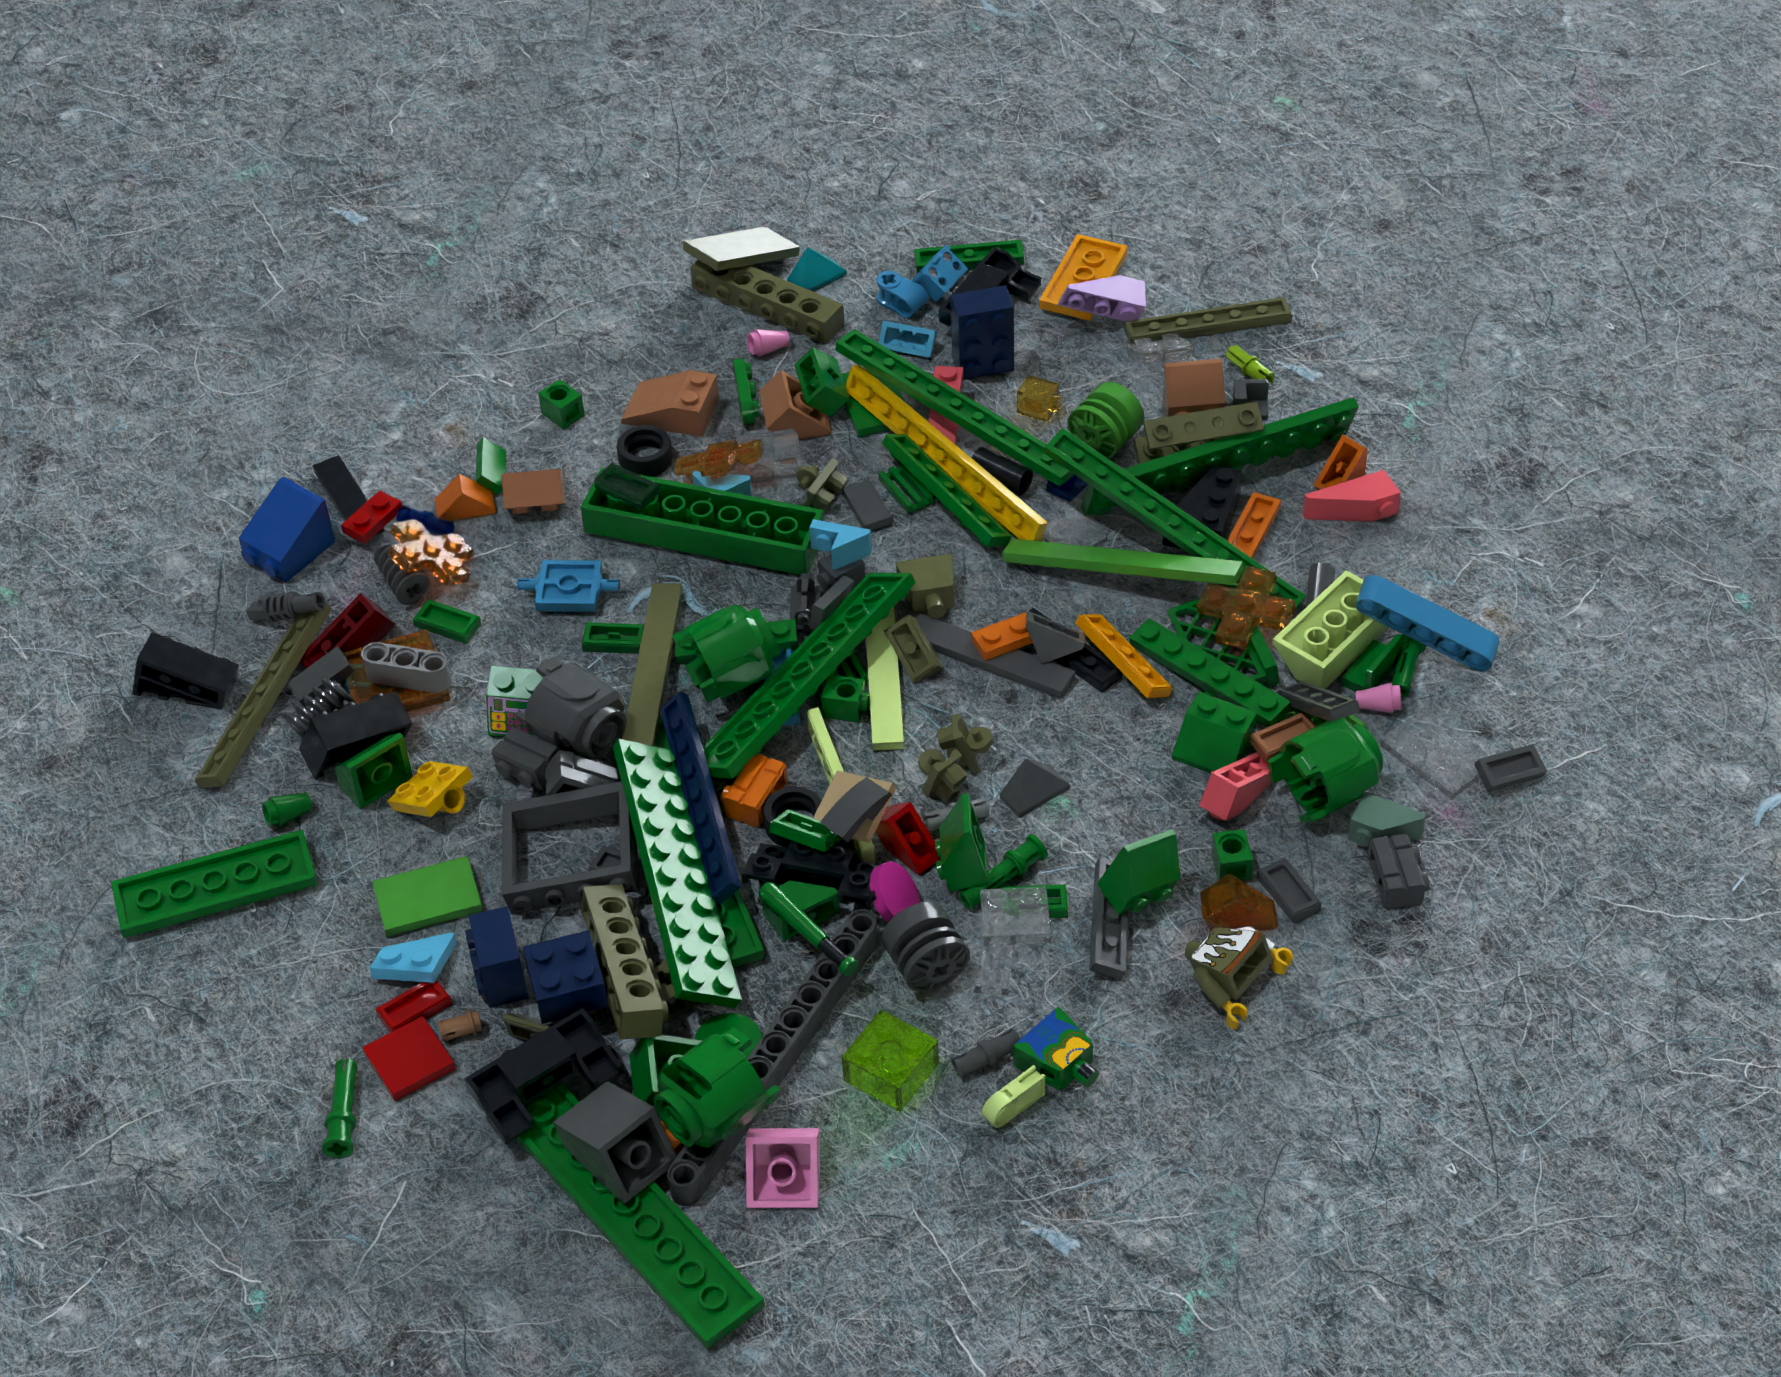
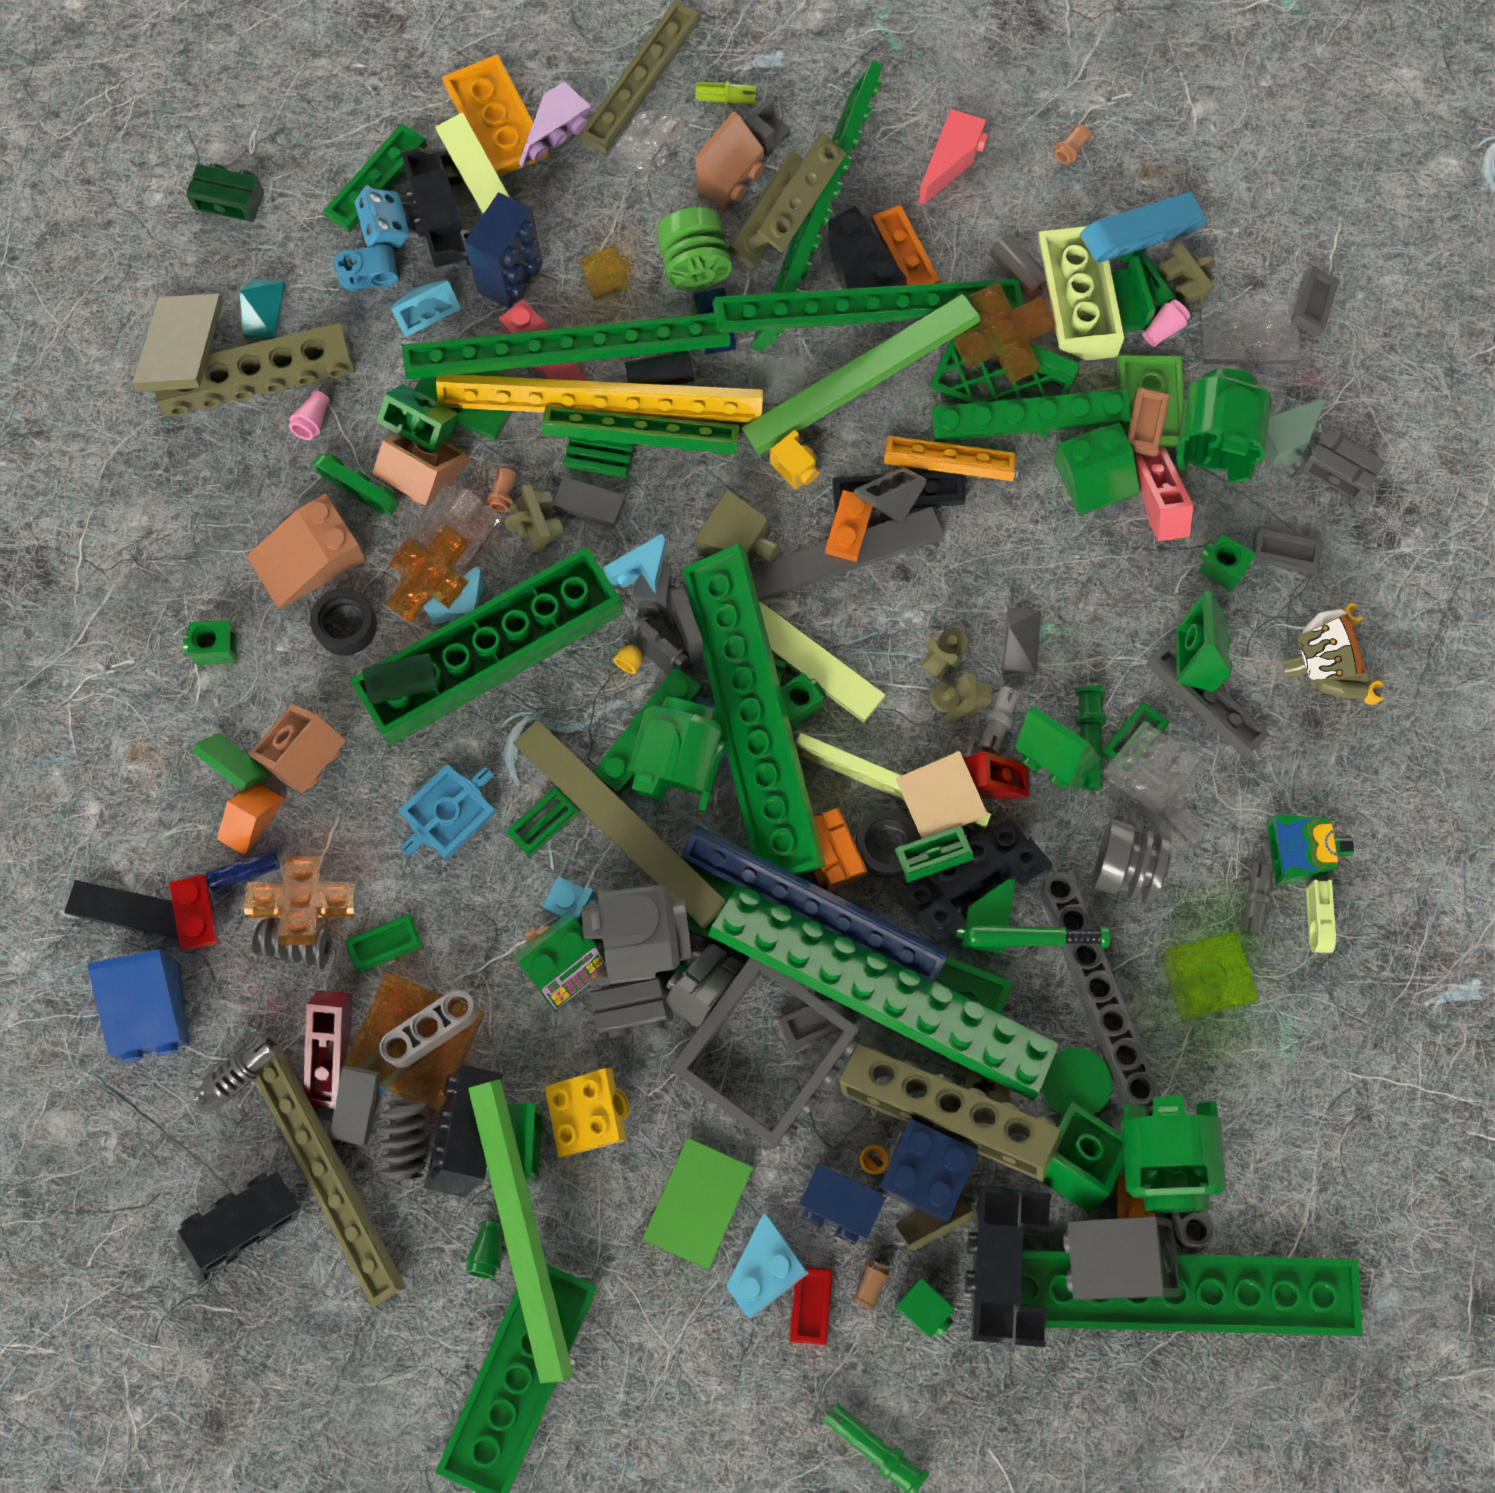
camera: 50 degrees left, 25 degrees up
(309, 795) = (521, 1232): none -> bright green tile
(408, 1058) = (865, 1352): red tile -> none
(466, 1058) = (926, 1309): none -> green brick
(777, 598) = (629, 659): none -> yellow hinge
(782, 1167) = (1250, 1140): bright pink slope -> none
(822, 458) = (500, 498): none -> nougat pin
(856, 805) = (966, 802): dark grey slope -> none
(872, 203) = (225, 192): none -> dark green brick
(893, 889) = (1052, 838): dark pink tile -> none
(913, 648) = (794, 604): olive slope -> none
(1019, 577) = (794, 461): none -> yellow brick
(1031, 290) = (470, 160): none -> yellowish green tile
(1237, 905) = (1279, 603): clear orange slope -> none
(1319, 701) = (1153, 372): dark grey tile -> none
(1344, 463) = (911, 133): orange slope -> none
(1447, 686) = (1192, 273): none -> olive hips
(1453, 556) = (1067, 150): none -> nougat pin

